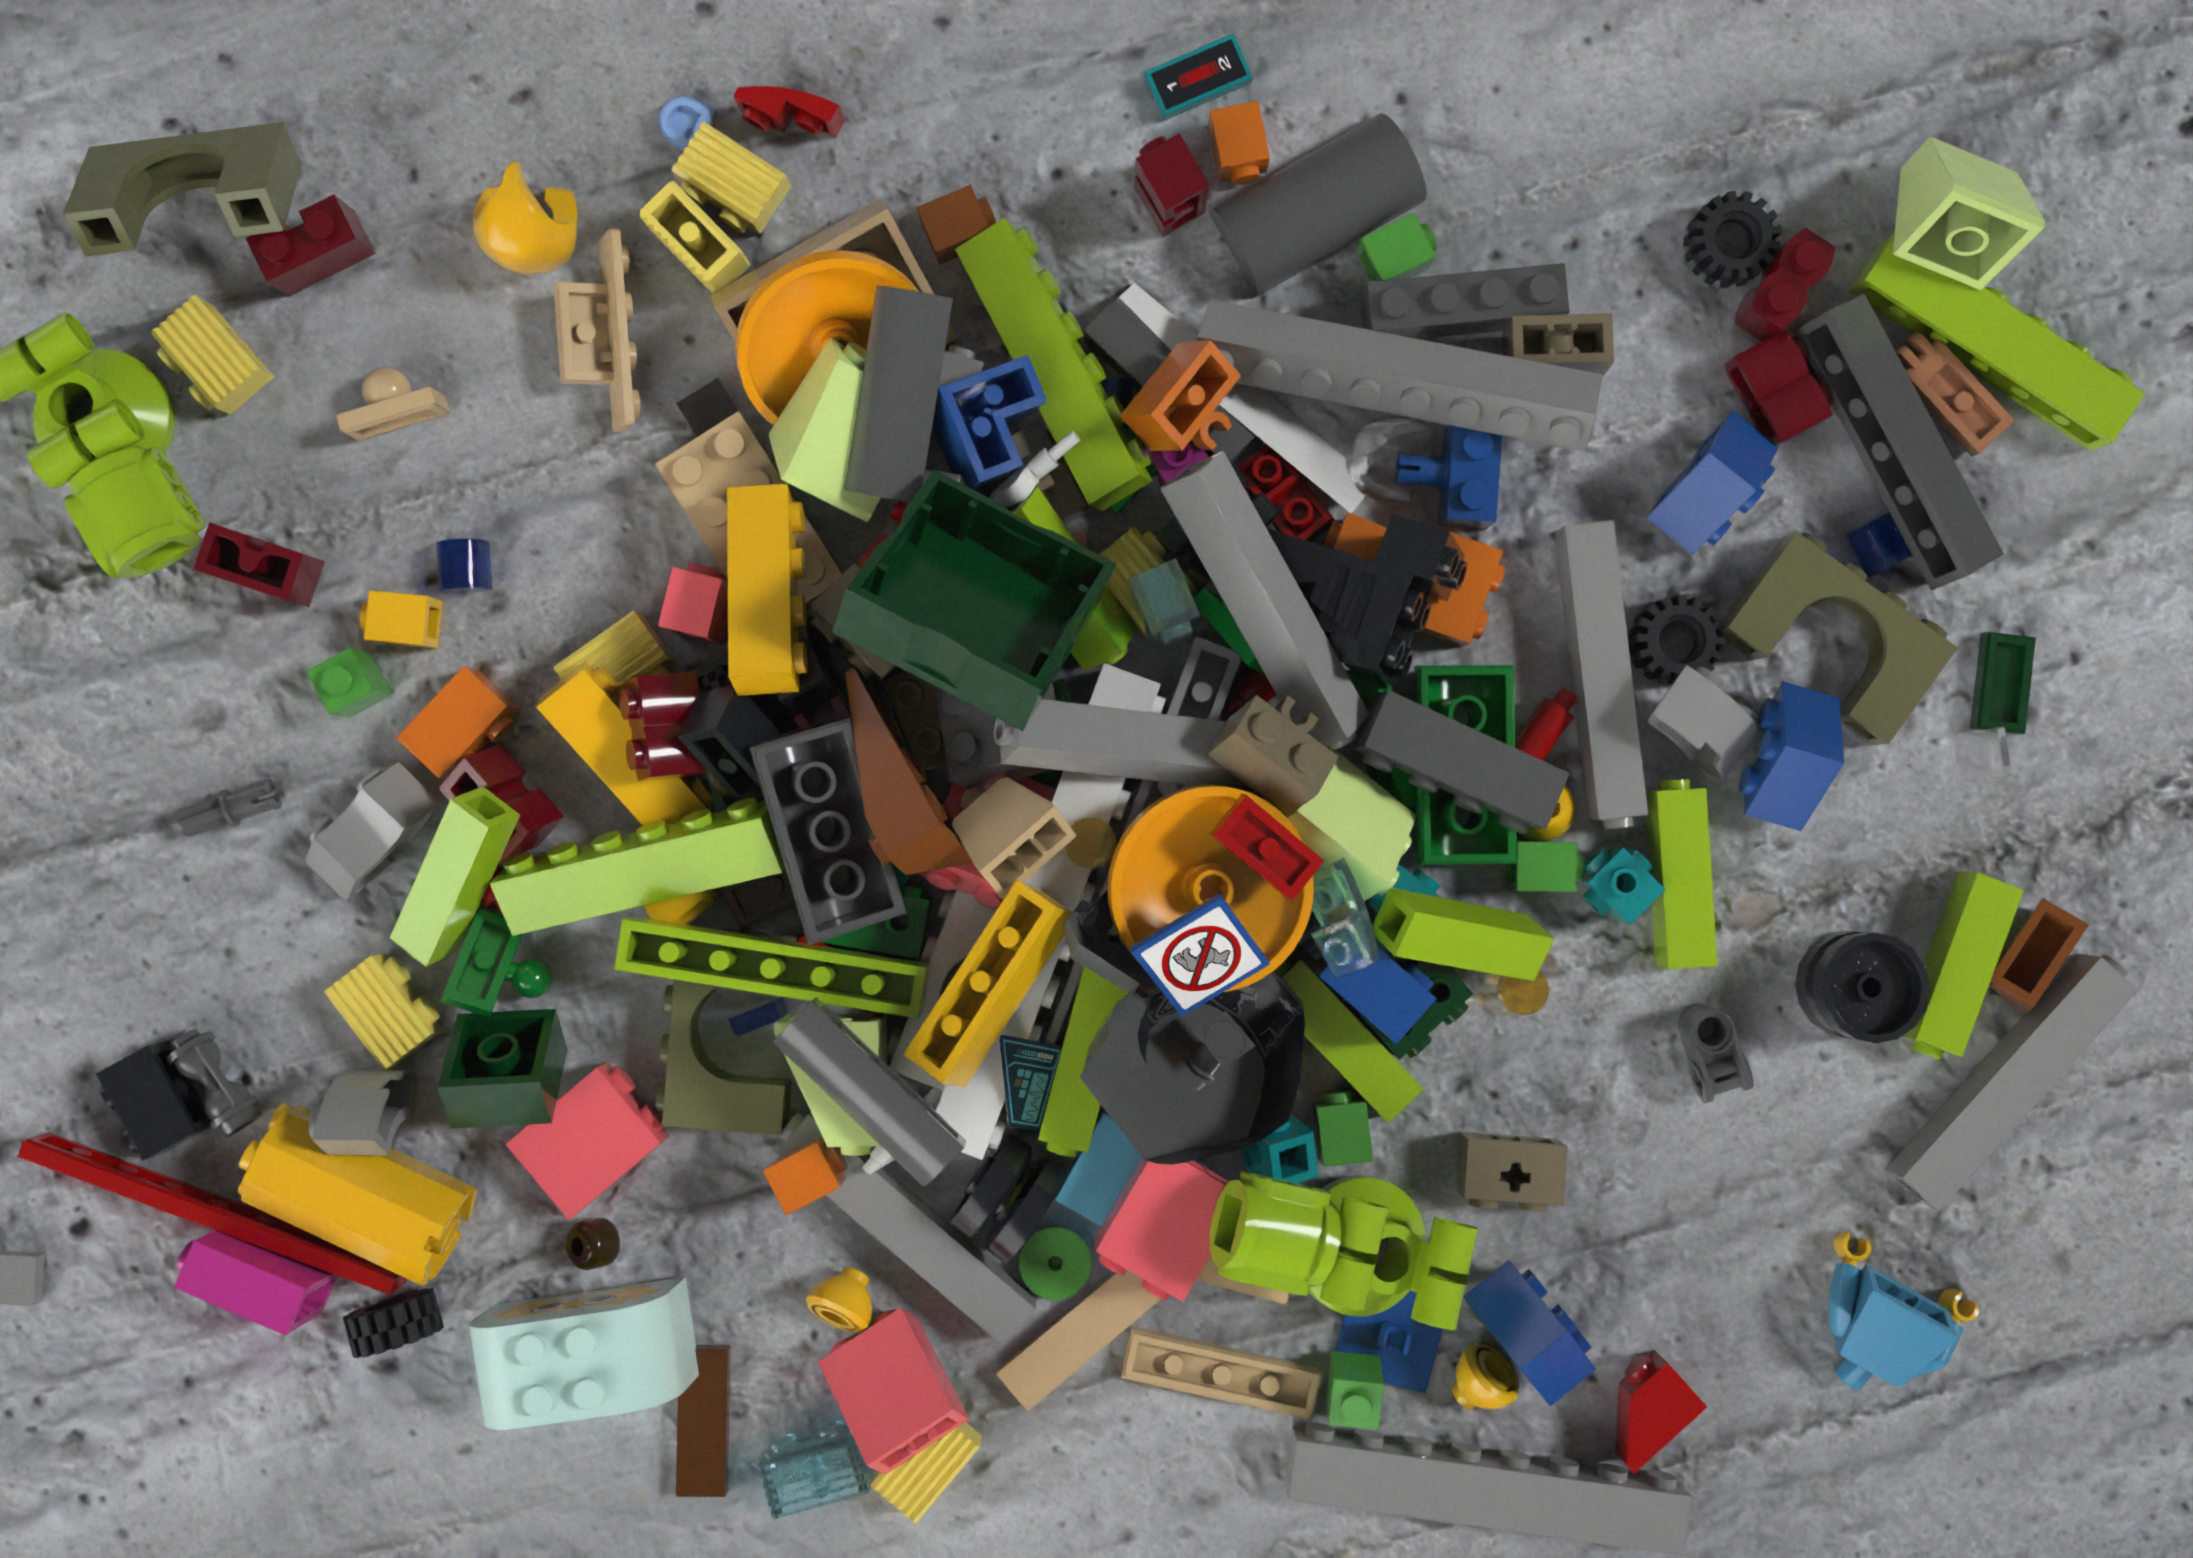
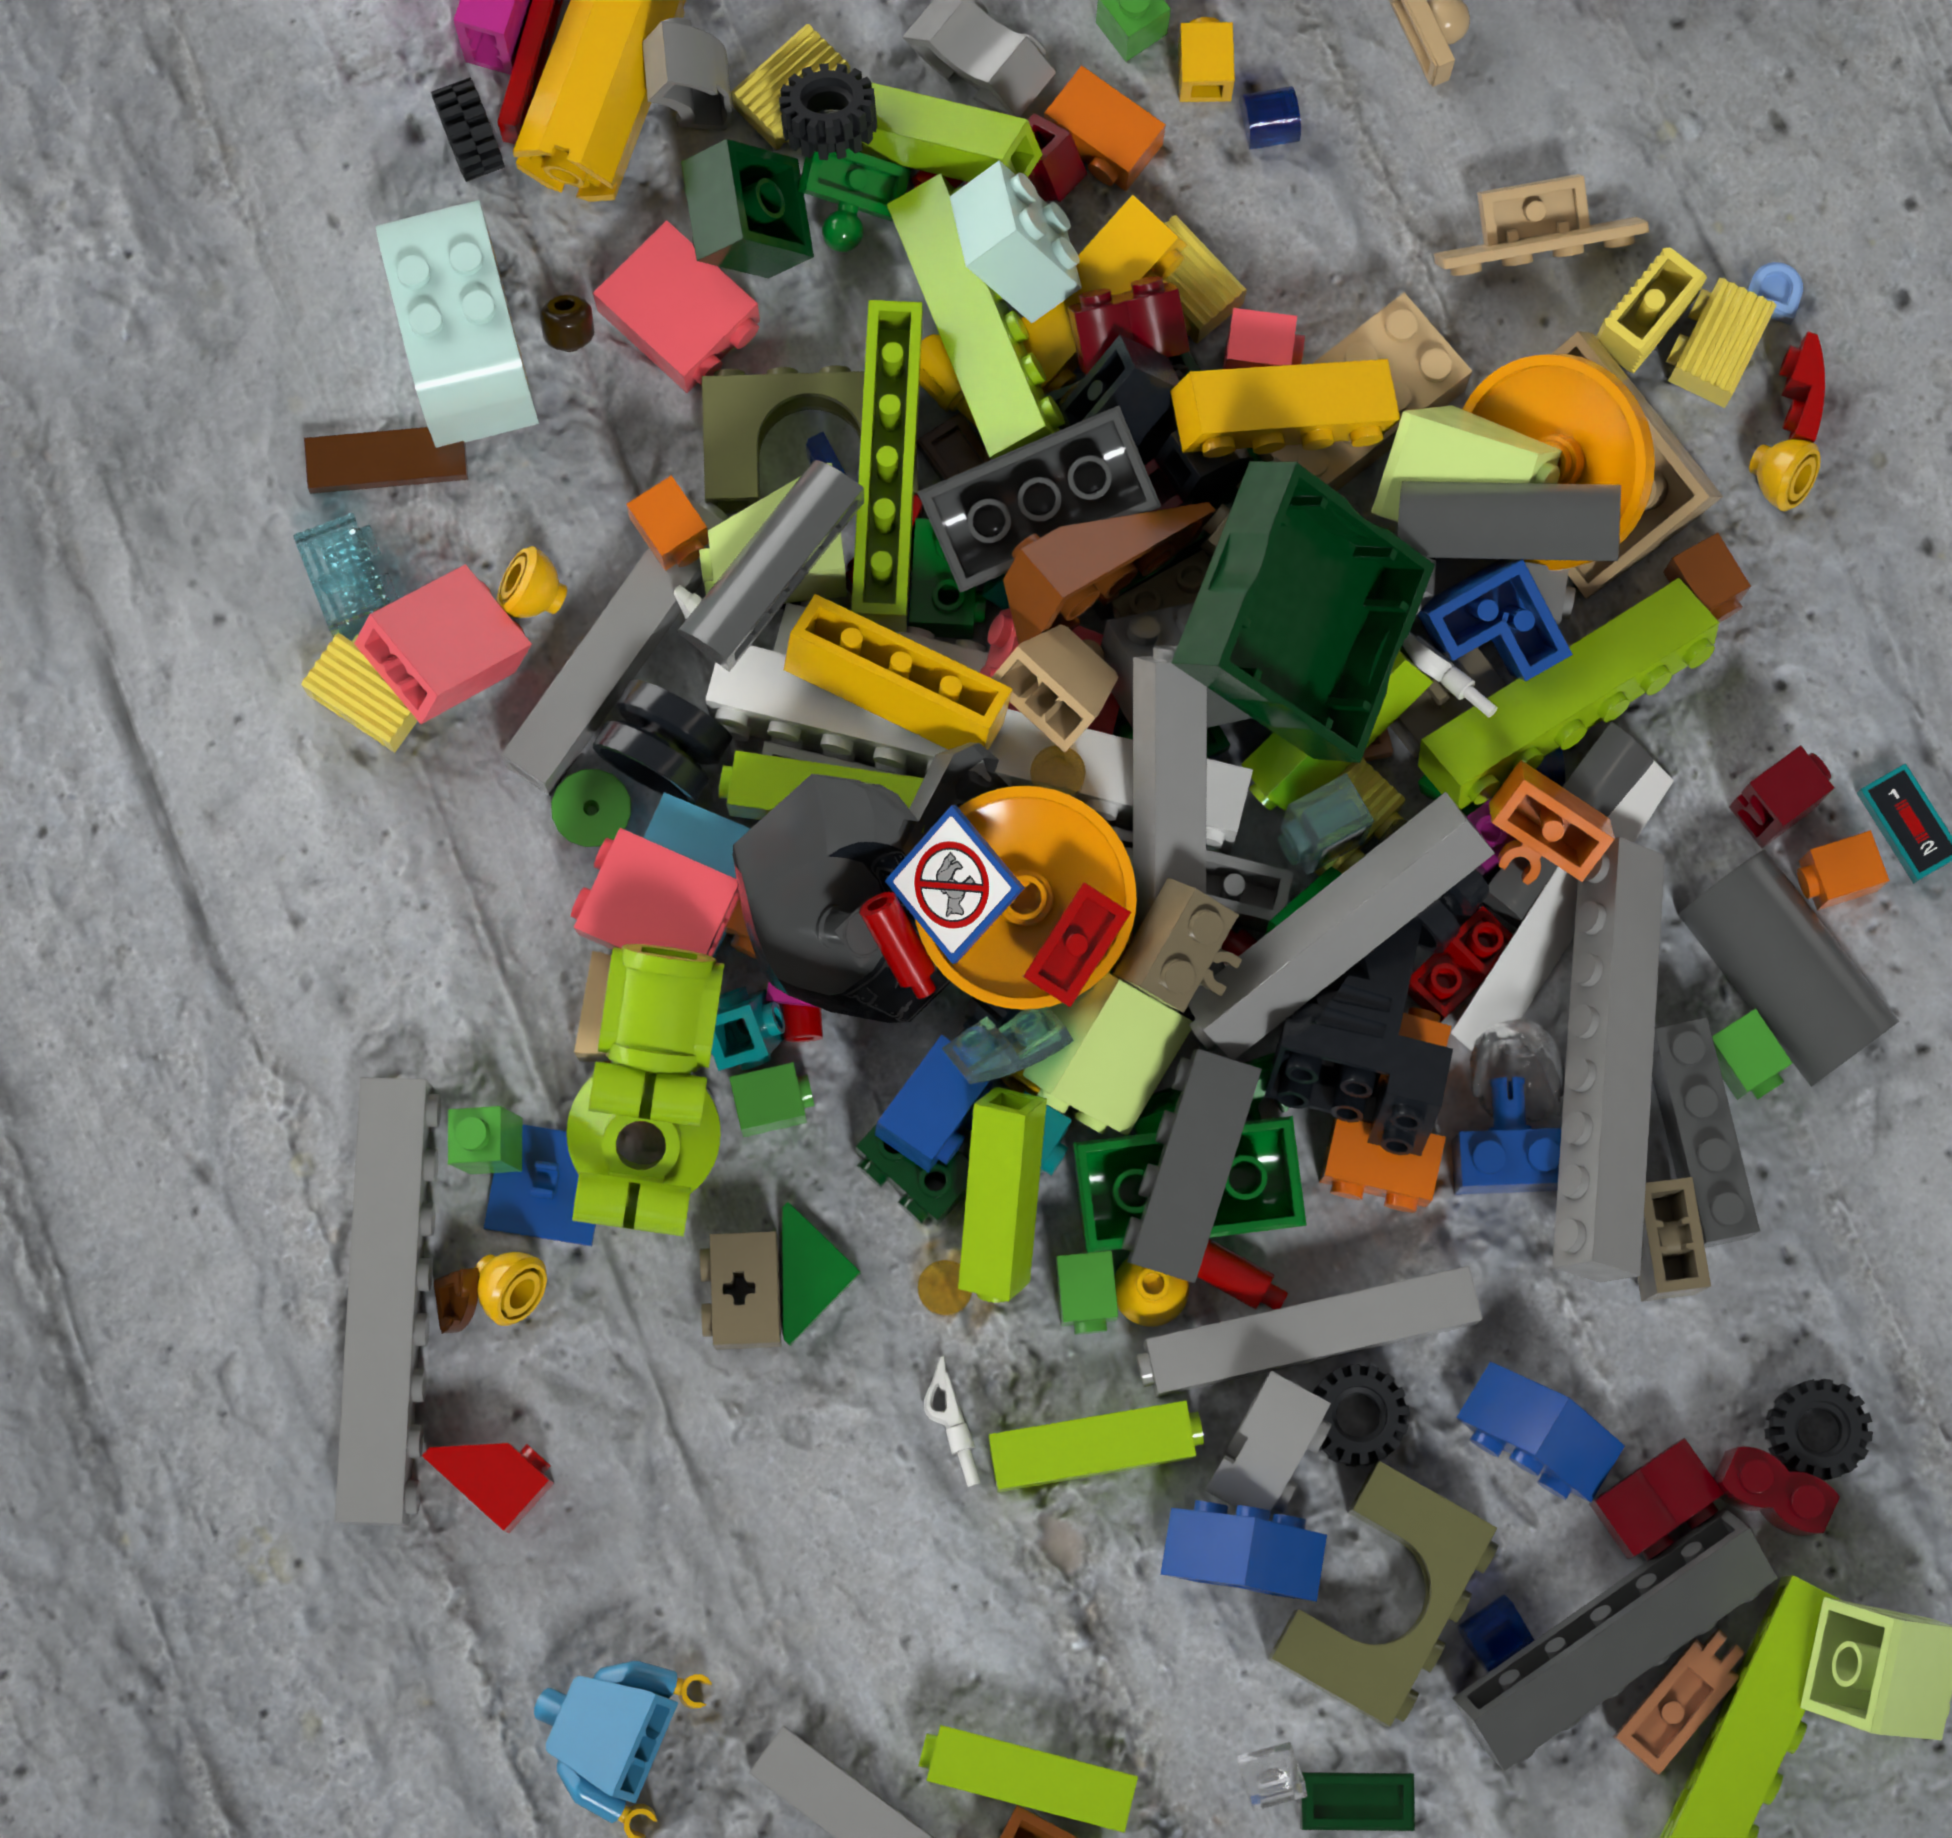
camera: 80 degrees right, 10 degrees down
(396, 986) = (829, 131): none -> black tyre
(519, 232) = (1630, 129): yellow piece -> none
(569, 823) = (1016, 241): none -> light aqua brick
(707, 407) = (1475, 346): clear smoke tile -> none
(860, 138) = (1786, 471): none -> yellow brick
(1027, 1079) = (798, 734): dark blue sticker -> none
(1075, 1337) = (512, 841): tan tile -> none
(1221, 1372) = (486, 1000): tan tile -> none
(1236, 1009) = (899, 943): none -> red cylinder
(1349, 1044) = (865, 1091): lime brick -> none
(1489, 1426) = (456, 1299): none -> reddish brown tile
(1497, 1106) = (812, 1273): none -> green tile
(1537, 1339) = (566, 1328): blue brick -> none
(1635, 889) = (1075, 1395): teal brick -> none
(1637, 996) = (956, 1428): none -> white hand
(1718, 1061) = (893, 1508): dark grey piece -> none
(1862, 986) = (959, 1656): black wheel -> none

